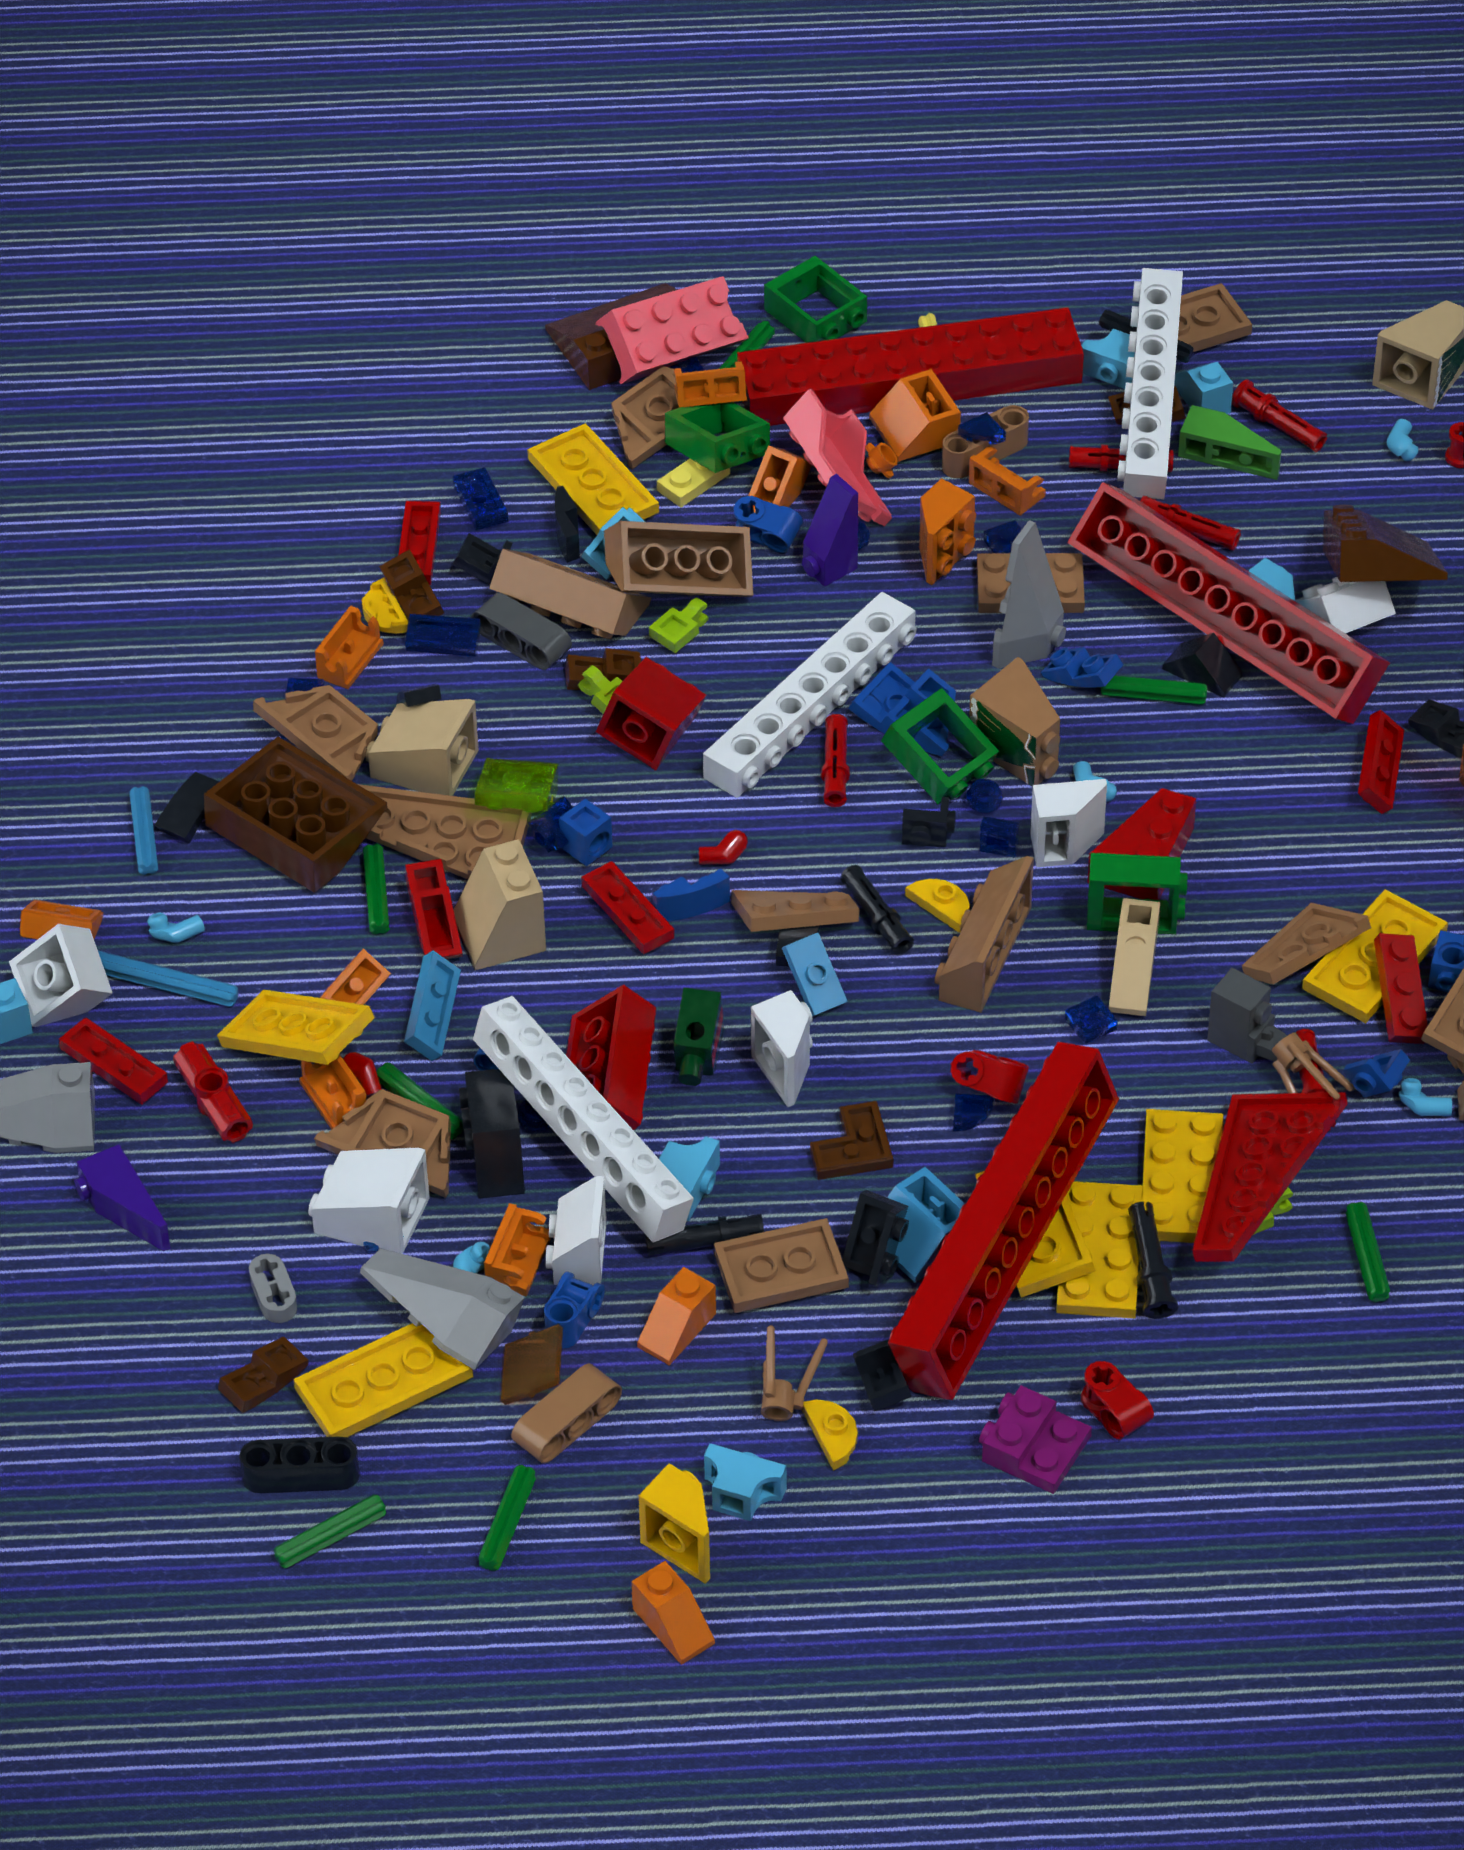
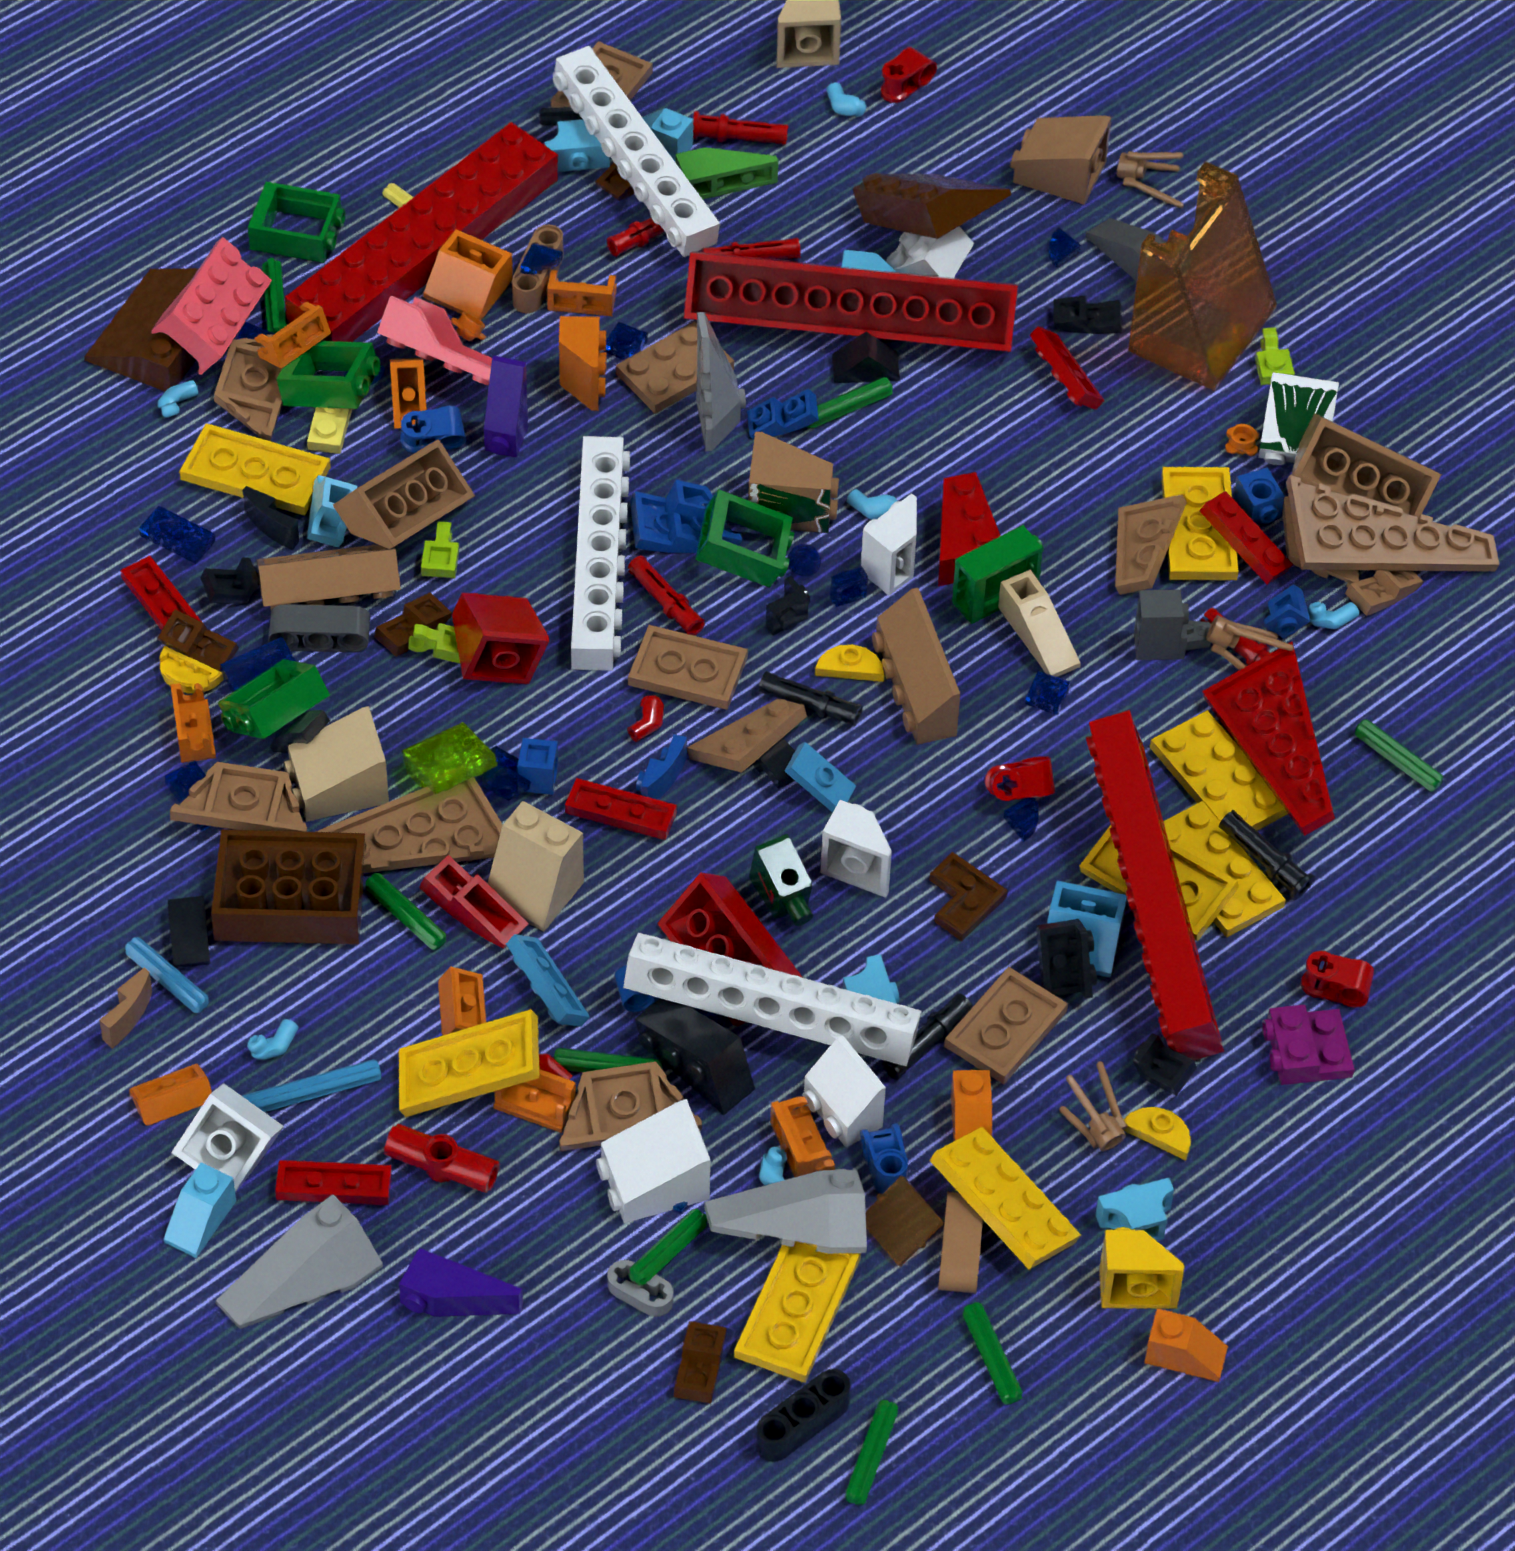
camera: 40 degrees left, 5 degrees up
(98, 833) = (133, 1000): none -> medium nougat slope
(315, 1267) = (668, 1247): none -> green axle
(419, 661) = (273, 699): none -> green window
(586, 390) = (175, 394): none -> medium azure arm
(631, 1396) = (1005, 1197): none -> yellow plate
(796, 827) = (688, 667): none -> medium nougat plate

